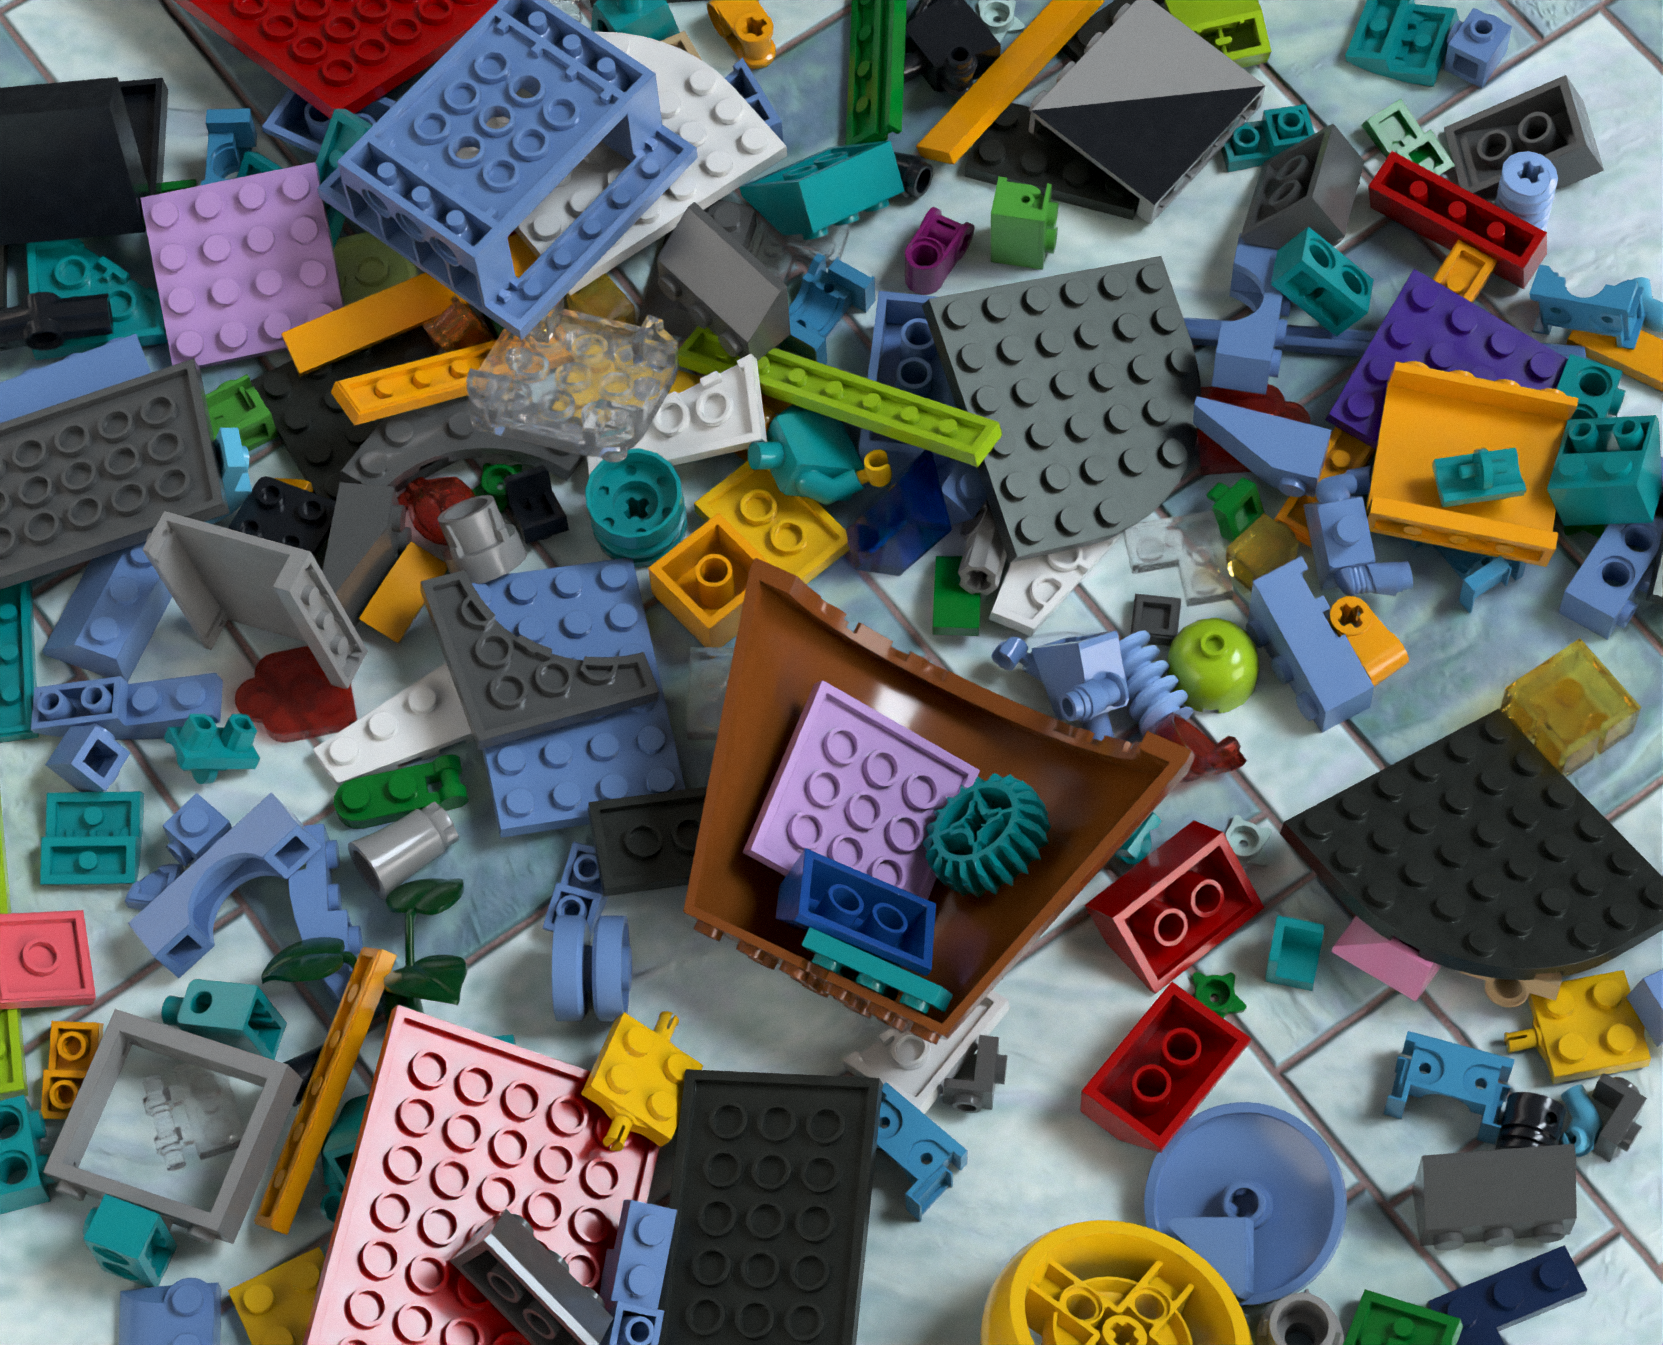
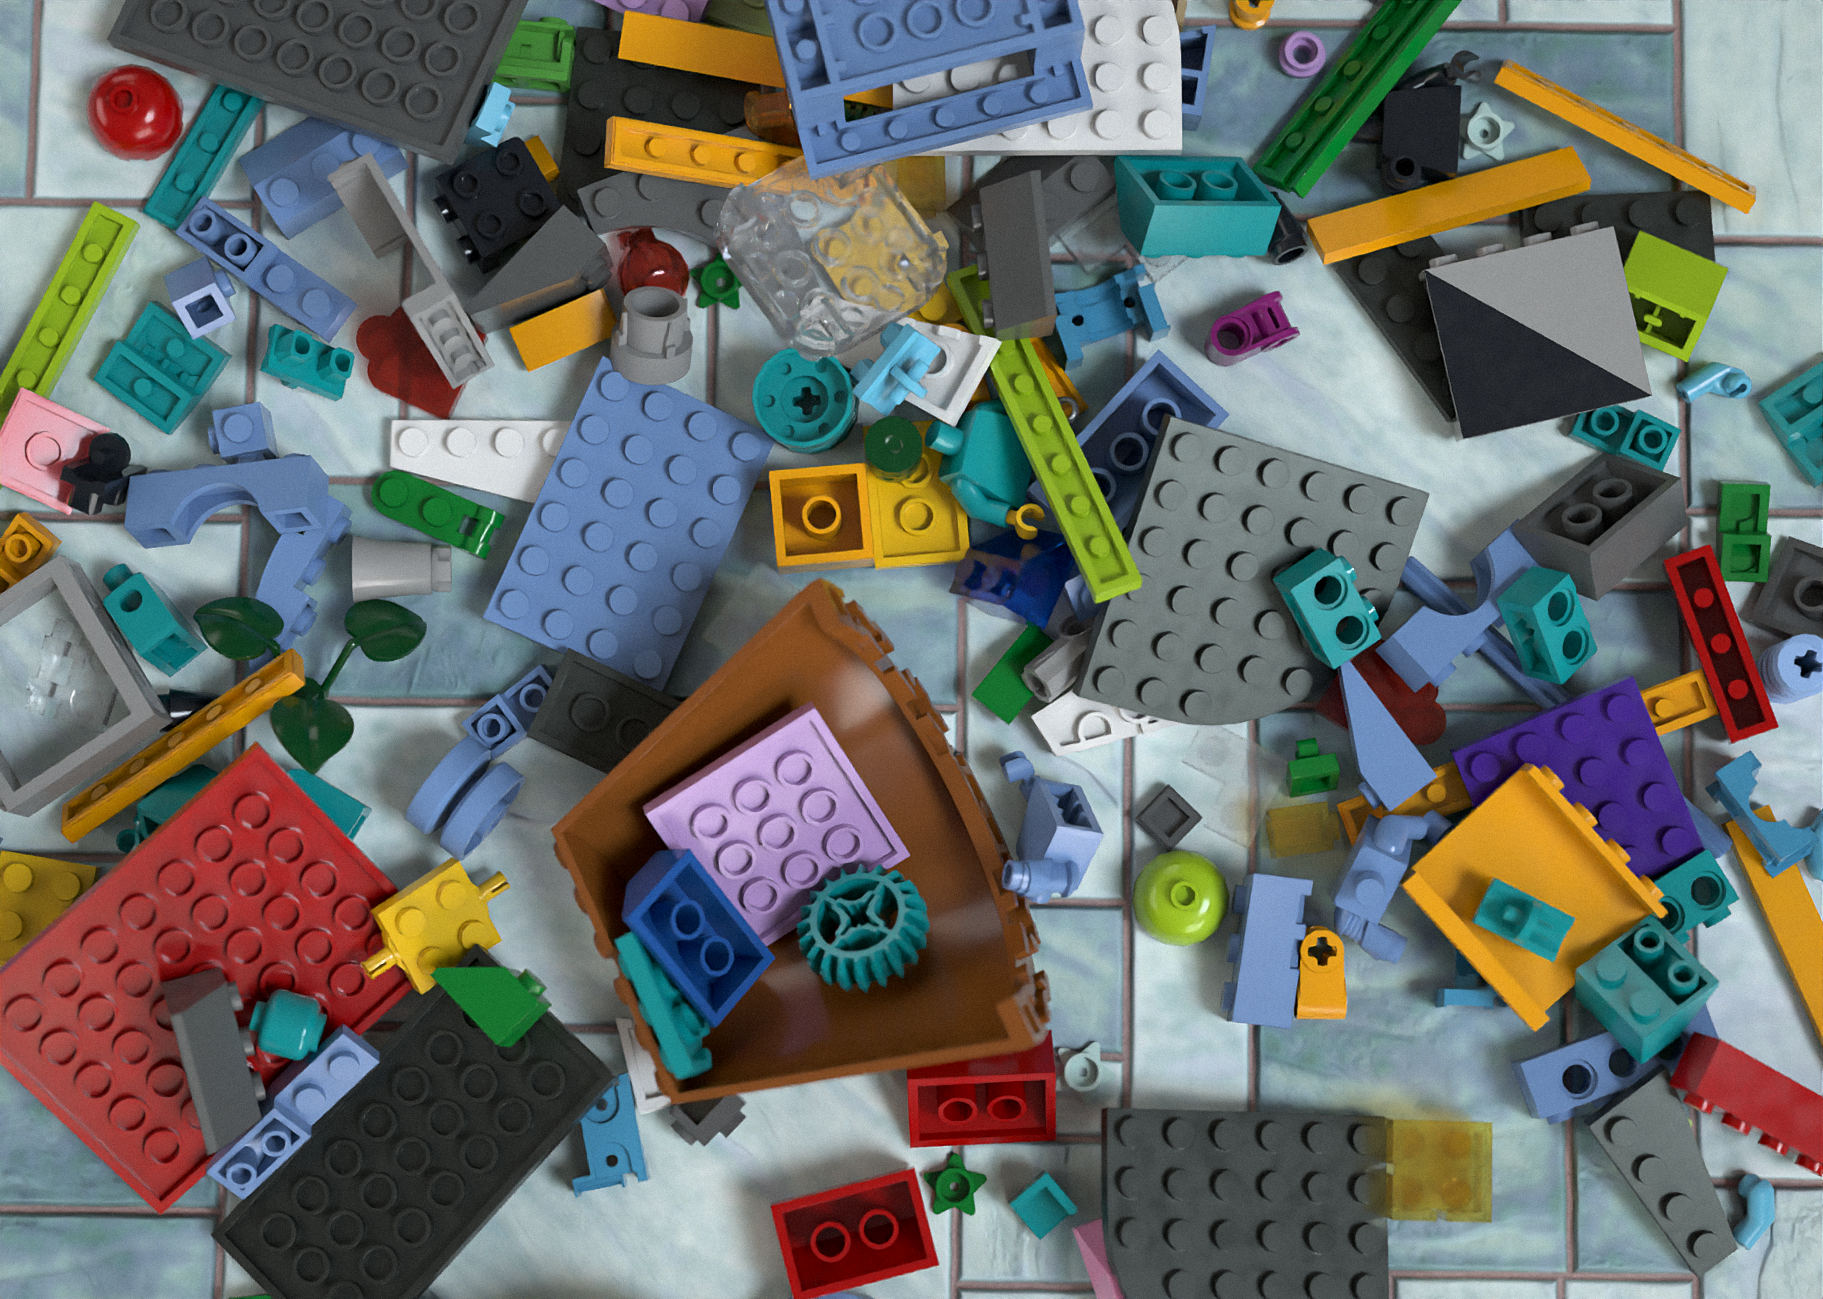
camera: 30 degrees right, 20 degrees up
(105, 937) = (102, 475): none -> black hips
(152, 885) = (183, 450): medium blue tile -> none
(517, 685) = (582, 500): dark grey plate -> none
(534, 505) = (728, 330): black bracket -> none
(580, 1229) = (288, 1024): none -> teal head
(693, 426) = (897, 370): none -> medium azure hips
(733, 490) = (893, 449): none -> dark green piece
(734, 1085) = (496, 998): none -> green slope
(820, 42) = (1301, 41): none -> lavender plate
(1022, 224) = (1337, 370): bright green hinge -> none
(1147, 691) = (1108, 879): light blue piece -> none
(1149, 378) = (1320, 613): none -> teal brick
(1209, 757) = (1097, 966): clear red piece -> none
(1302, 62) = (1717, 379): none -> medium azure arm

